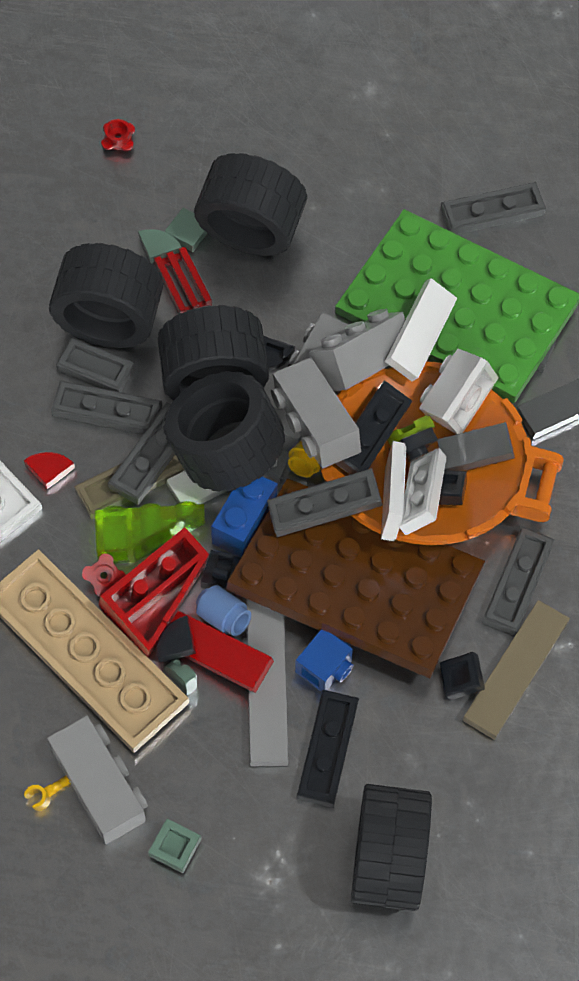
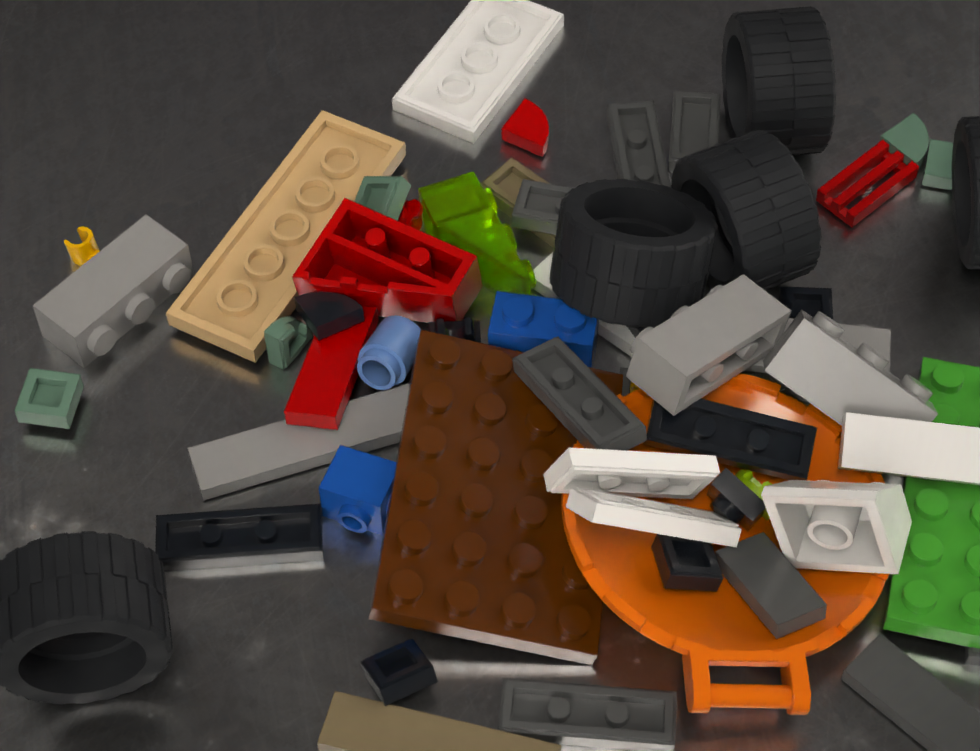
camera: 75 degrees right, 10 degrees down
(94, 578) = (384, 194): none -> sand green tile

